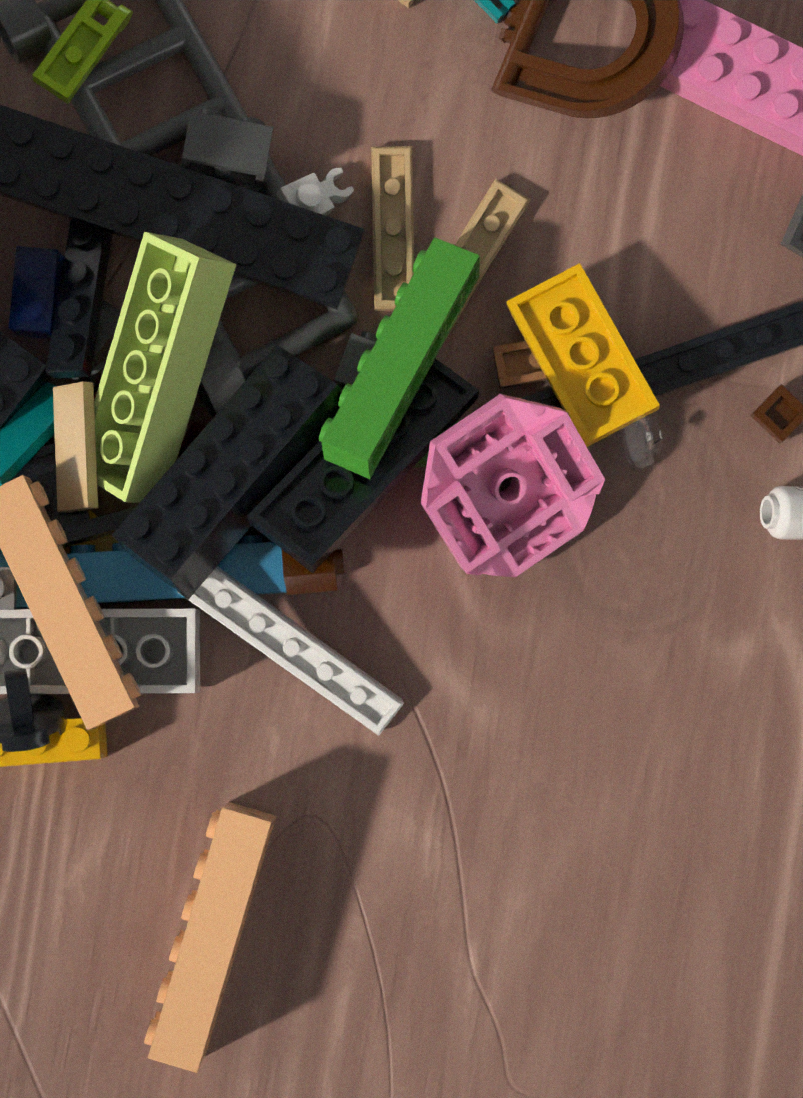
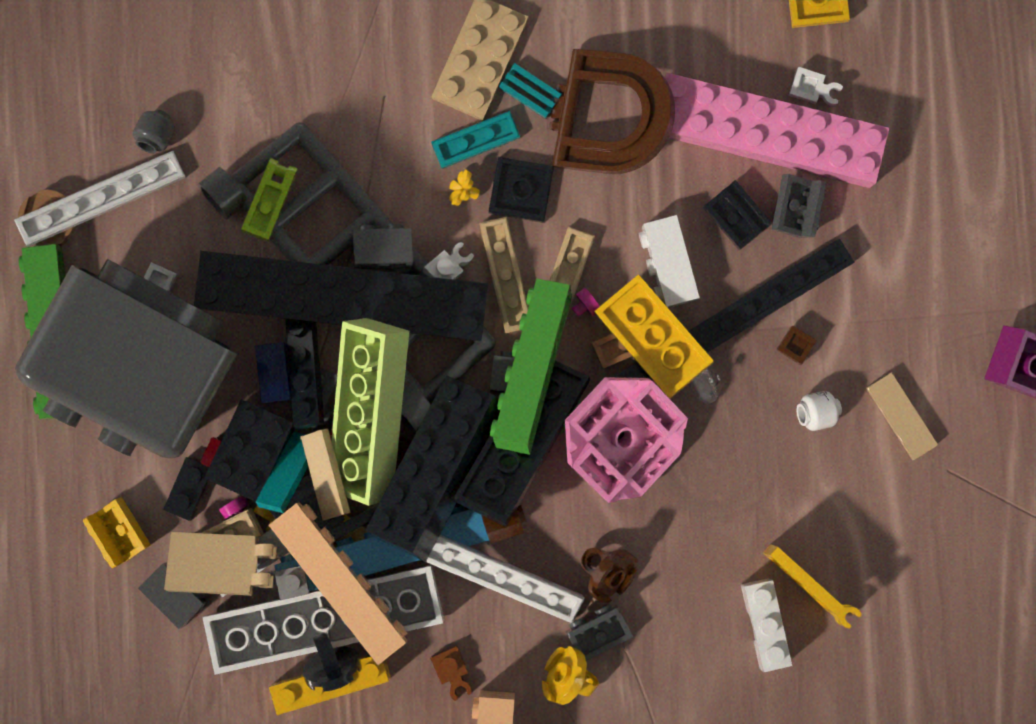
camera: 10 degrees left, 0 degrees up
(194, 760) = (450, 668): none -> dark orange plate
(356, 808) = (568, 676): none -> yellow tile
(360, 93) = (463, 188): none -> yellow plant
(392, 31) = (475, 140): none -> teal tile
(413, 757) = (599, 632): none -> dark grey bracket
(440, 114) = (521, 189): none -> black tile
(448, 678) = (611, 575): none -> reddish brown tile
(498, 290) = (586, 303): none -> dark pink tile
(627, 257) = (669, 261): none -> white brick
(653, 797) = (767, 625): none -> white arch
(728, 755) = (810, 586): none -> yellow tile
(736, 214) = (737, 215): none -> black plate

